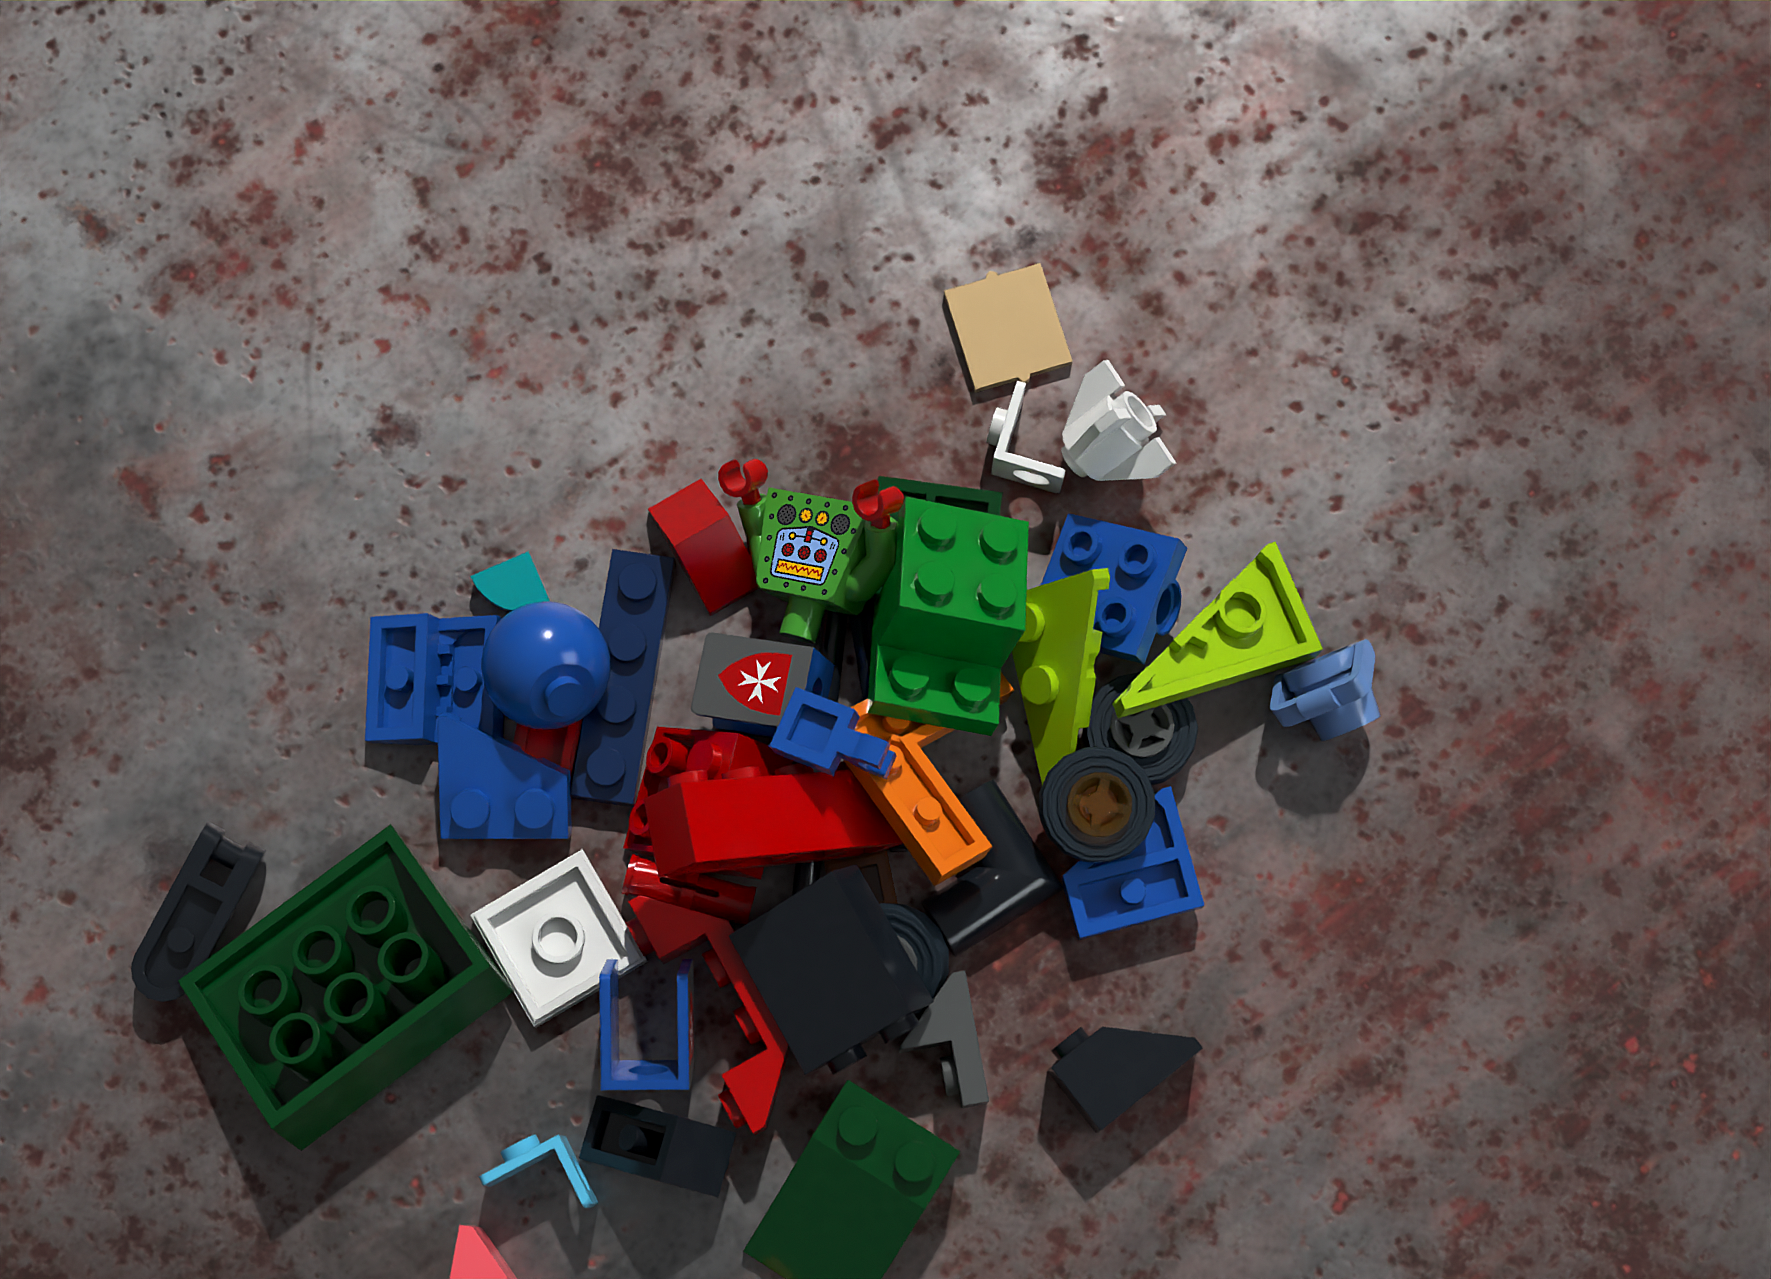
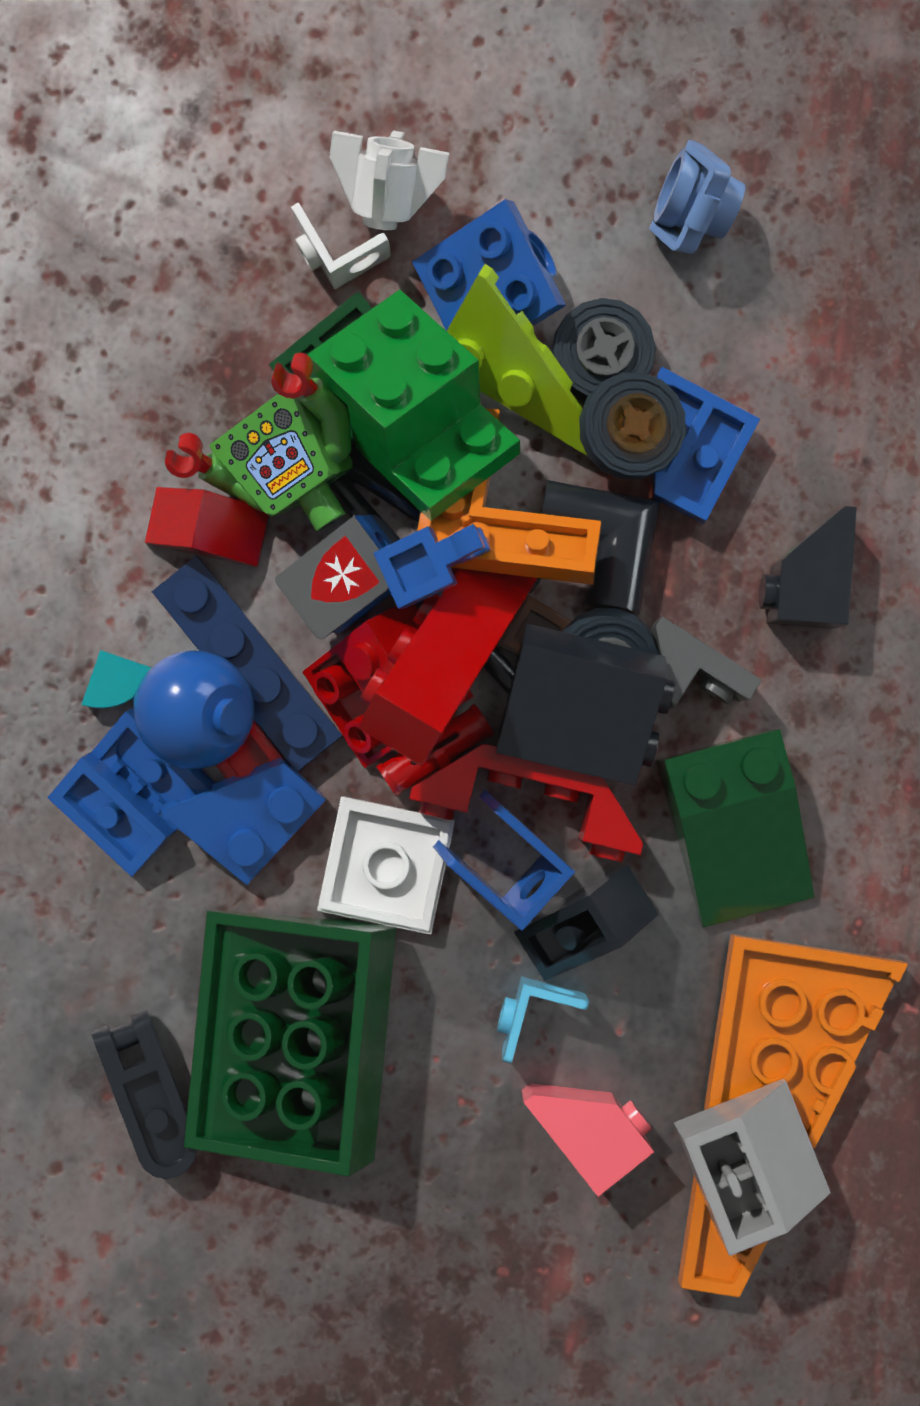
camera: 50 degrees left, 10 degrees up
(1007, 327) = (243, 182): tan piece -> none
(1241, 634) = (602, 223): lime wing -> none

